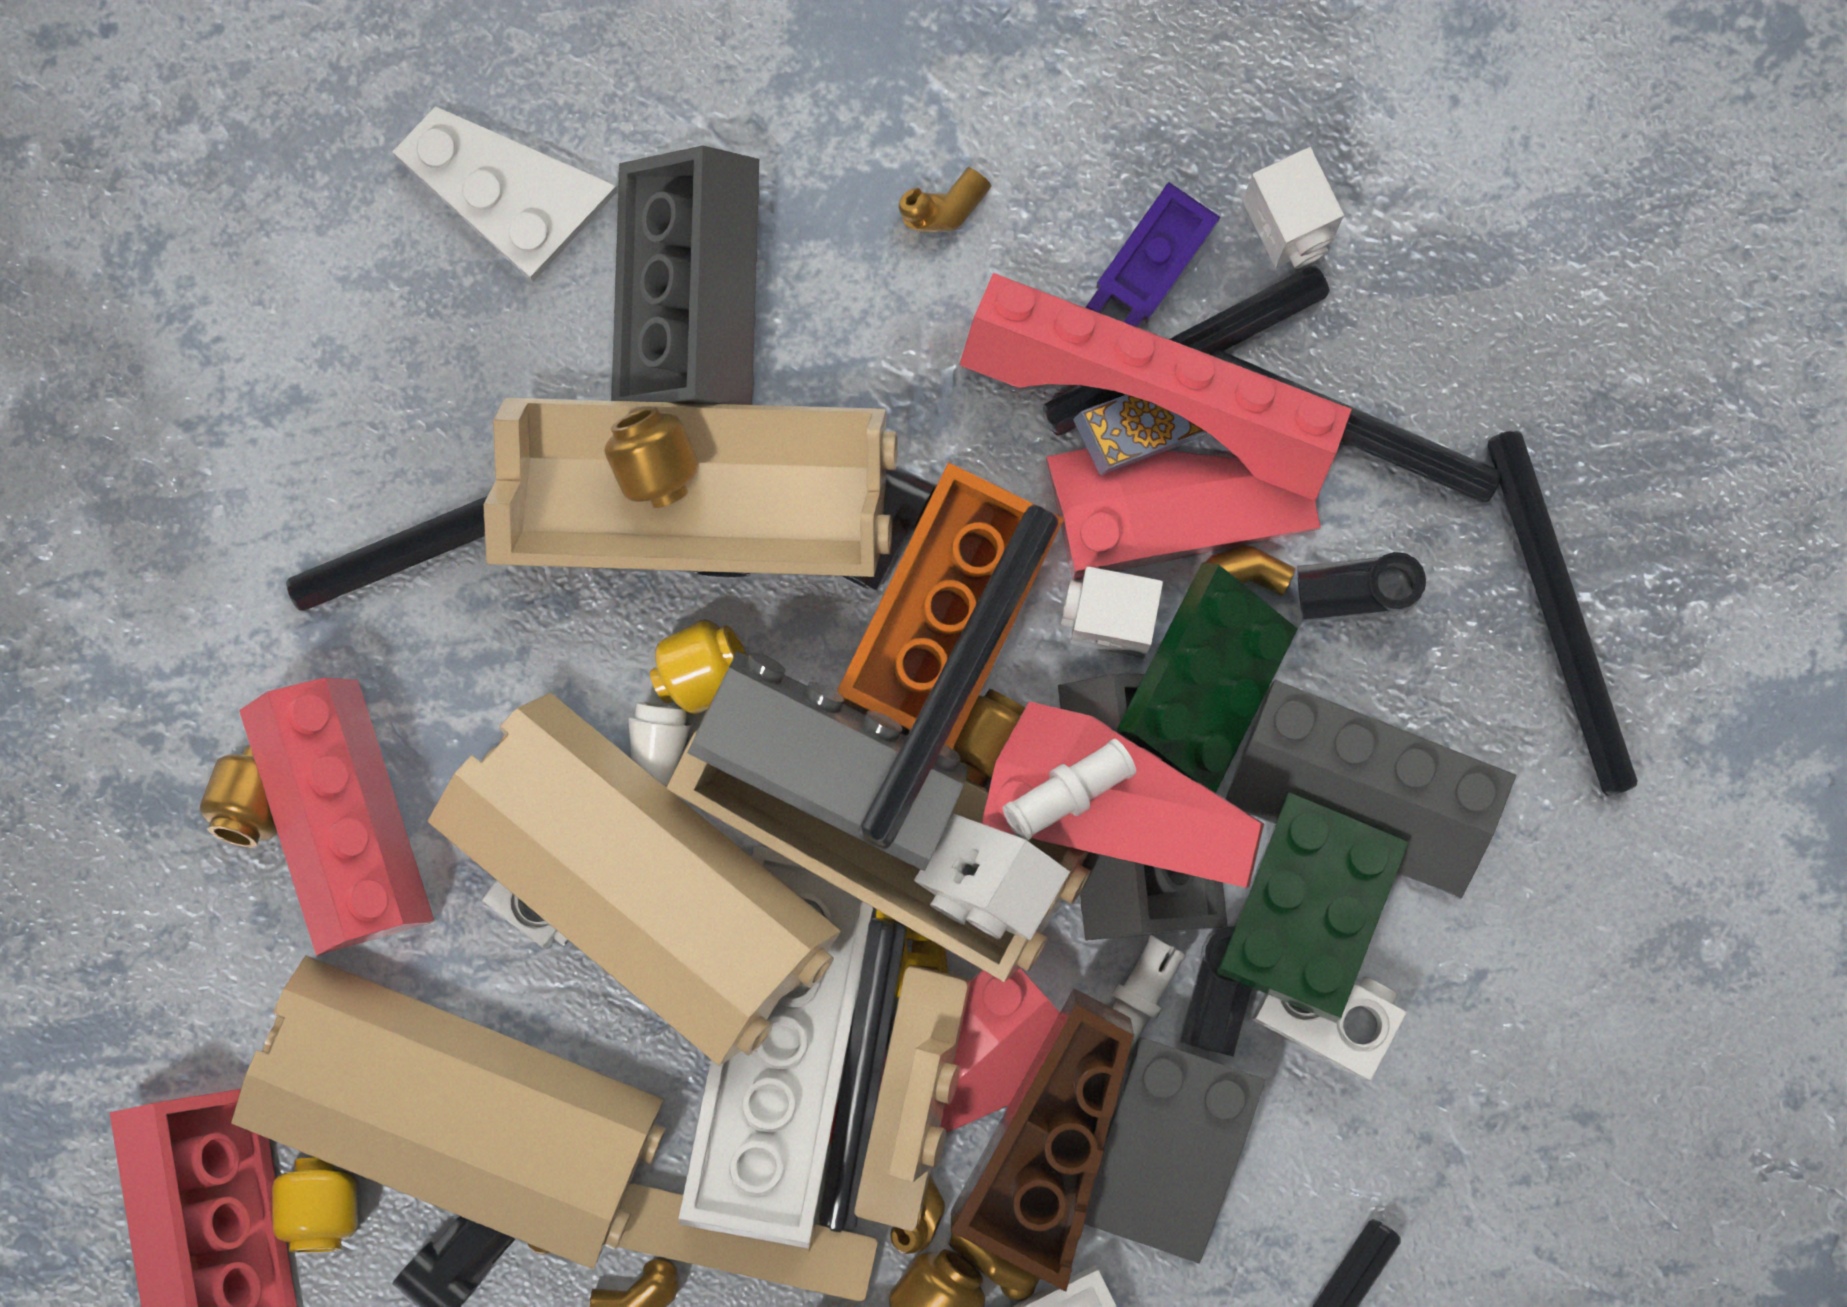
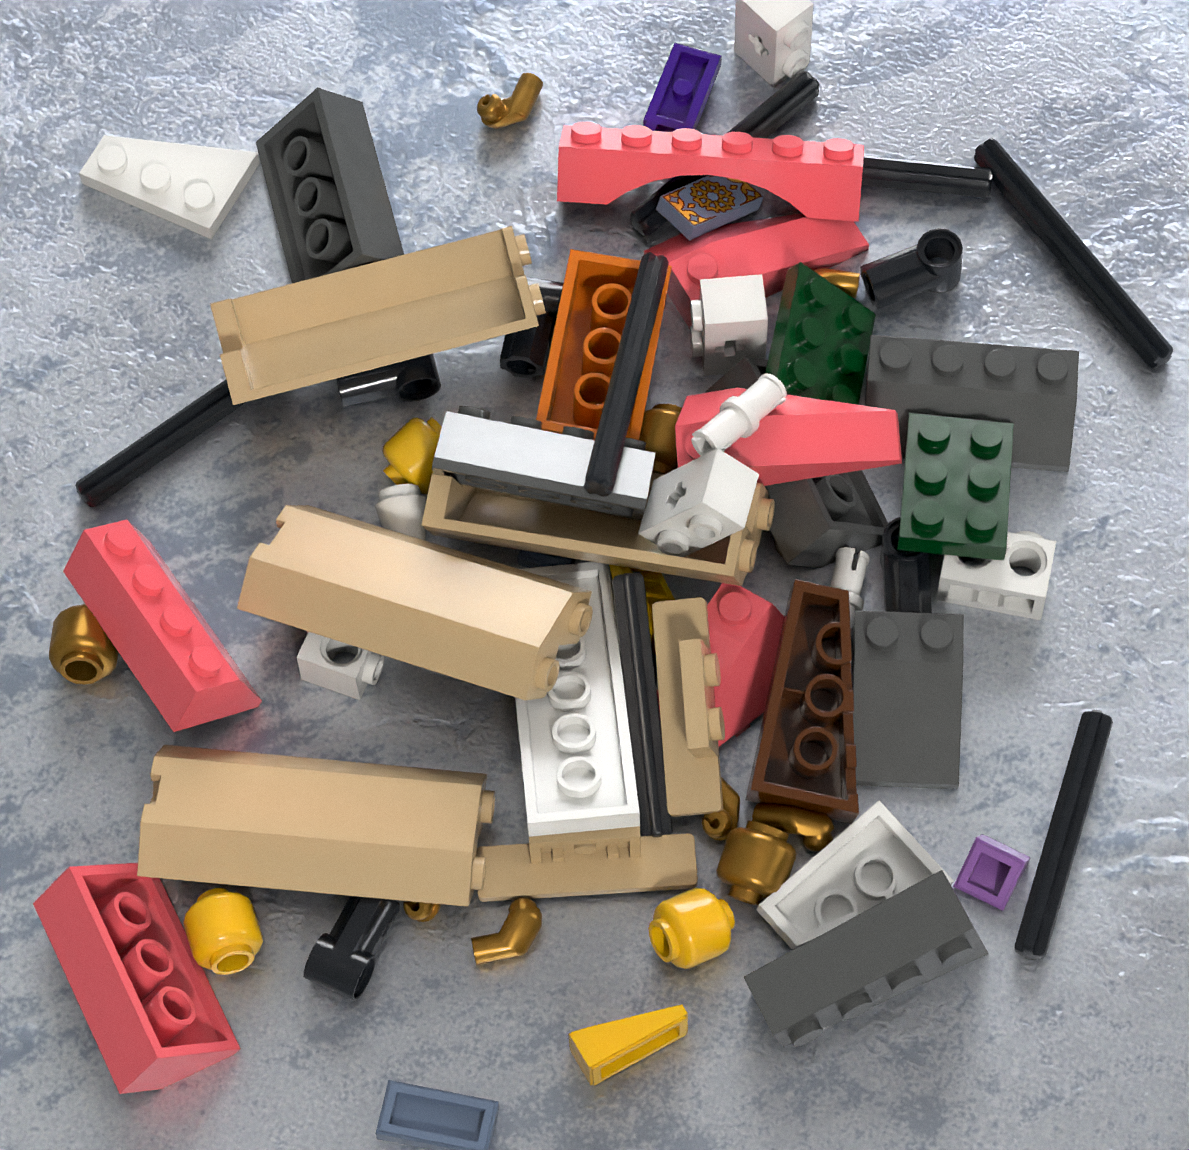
camera: 15 degrees left, 20 degrees down
(651, 457) = (340, 301): pearl gold head -> none

